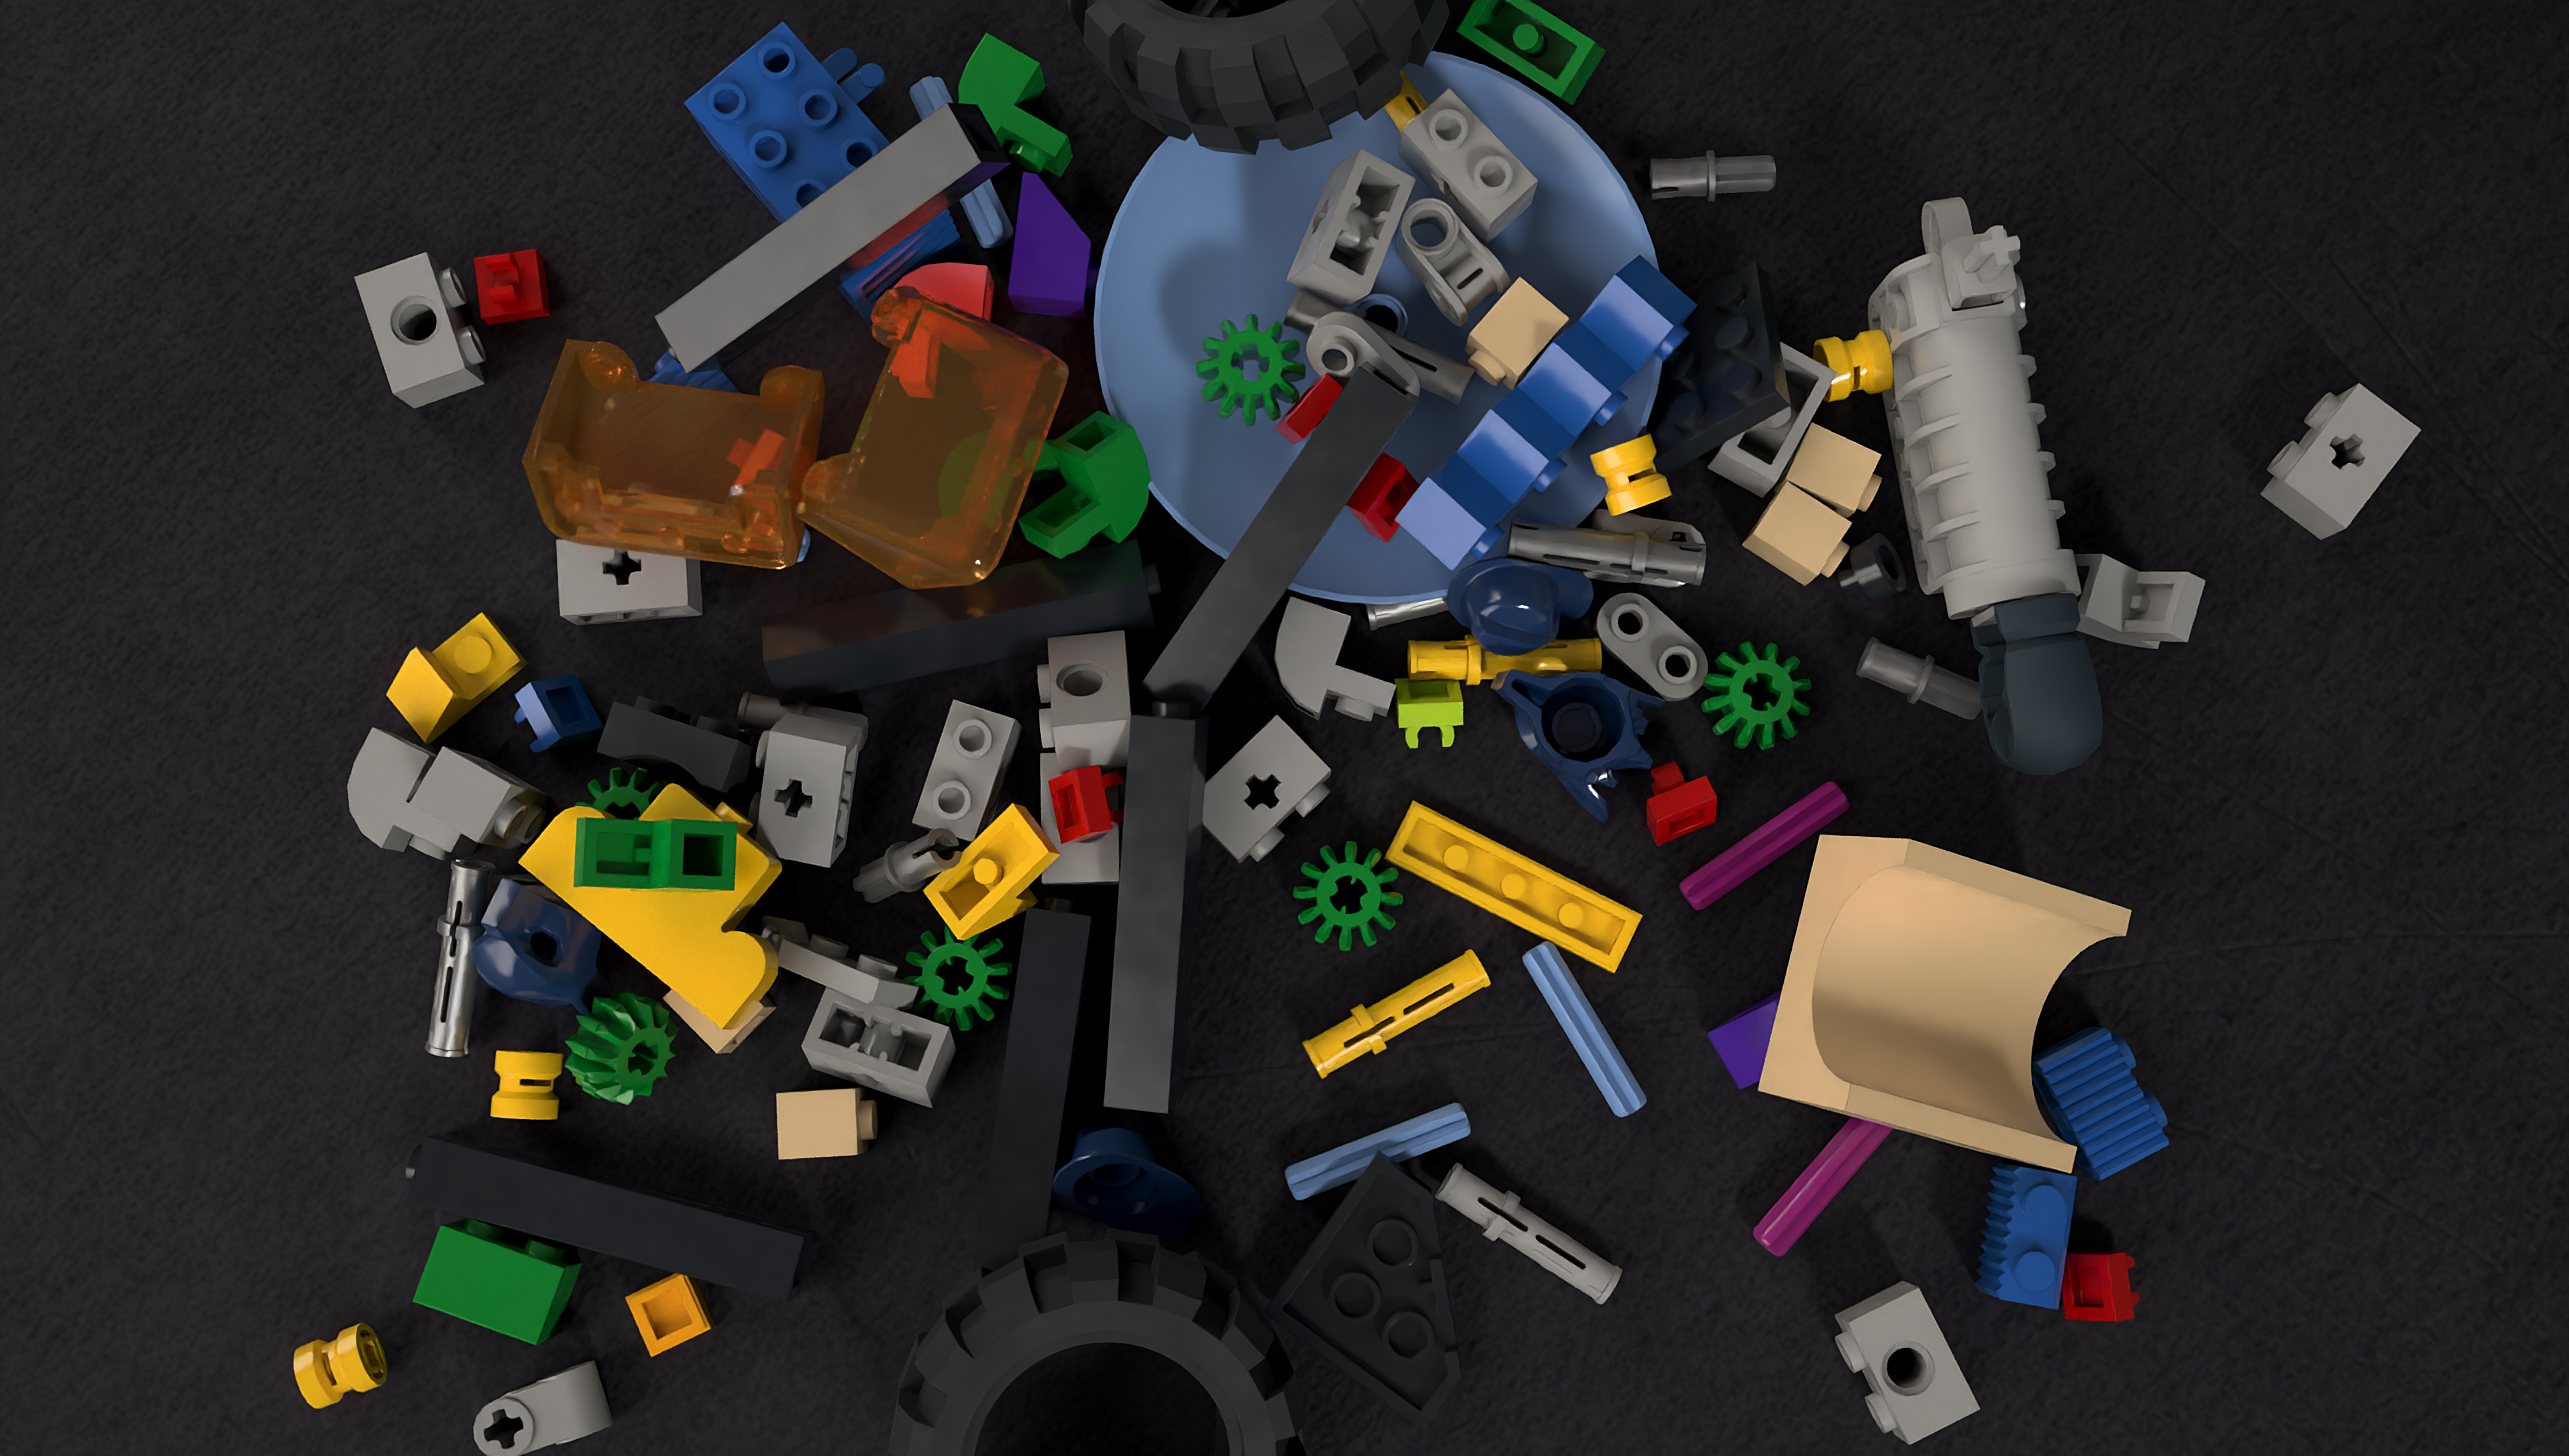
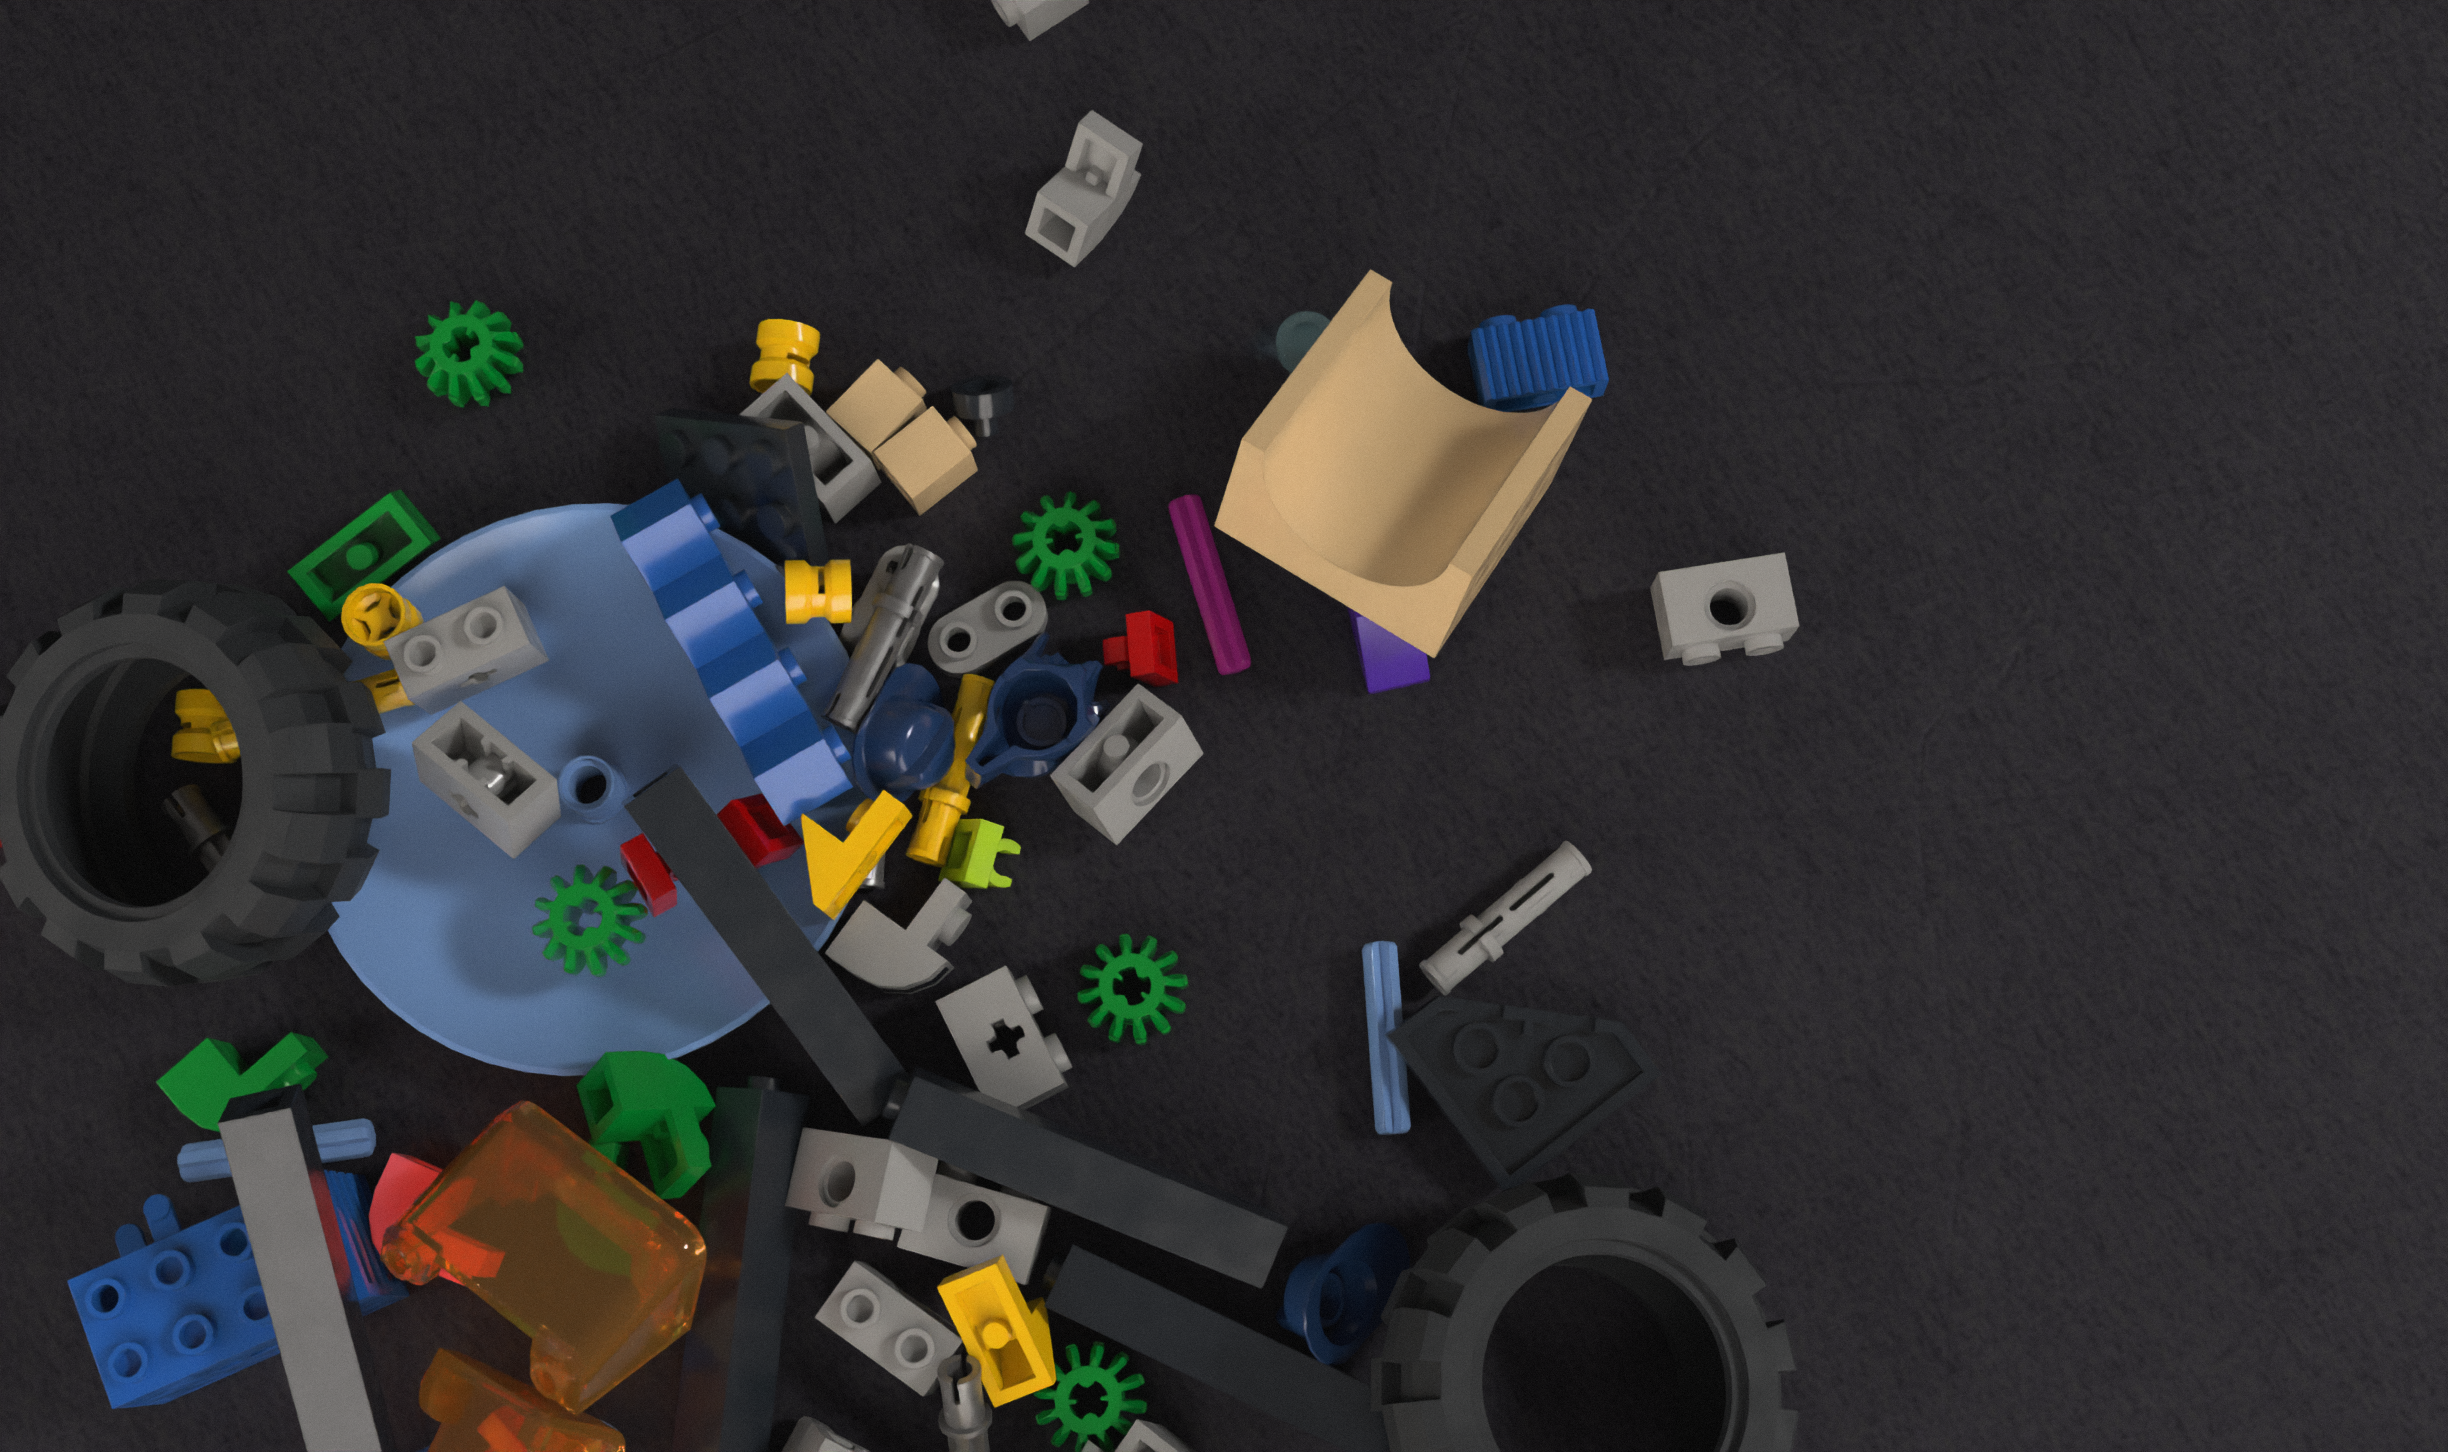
camera: 70 degrees left, 5 degrees down
(1051, 257) = (406, 1087): dark purple slope -> none
(1082, 803) = (960, 1216): red tile -> none
(1359, 344) = (602, 805): light grey plate -> none
(1372, 585) = (841, 867): none -> yellow slope
(1449, 376) = (603, 797): flat silver pin -> none
(1452, 263) = (554, 694): light grey piece -> none
(1461, 975) = (1276, 1052): yellow pin -> none
(1473, 65) = (370, 613): none -> yellow wheel
(1513, 887) = (1173, 831): yellow tile -> none
(1514, 335) = (646, 657): tan brick -> none
(1561, 823) = (1127, 764): none -> light grey brick
(1584, 1029) = (1329, 805): medium blue axle -> none
(1711, 175) = (557, 431): flat silver axle -> none
(1758, 46) = (448, 360): none -> green gear
(1819, 1184) = (1539, 634): magenta axle -> none
(1920, 679) = (1100, 392): flat silver axle -> none
(1982, 489) = (936, 278): light grey piece -> none
(2027, 1235) = (1638, 461): blue brick -> none
(2042, 859) = (1297, 337): none -> clear light blue tile
(2098, 1286) = (1703, 415): red tile -> none

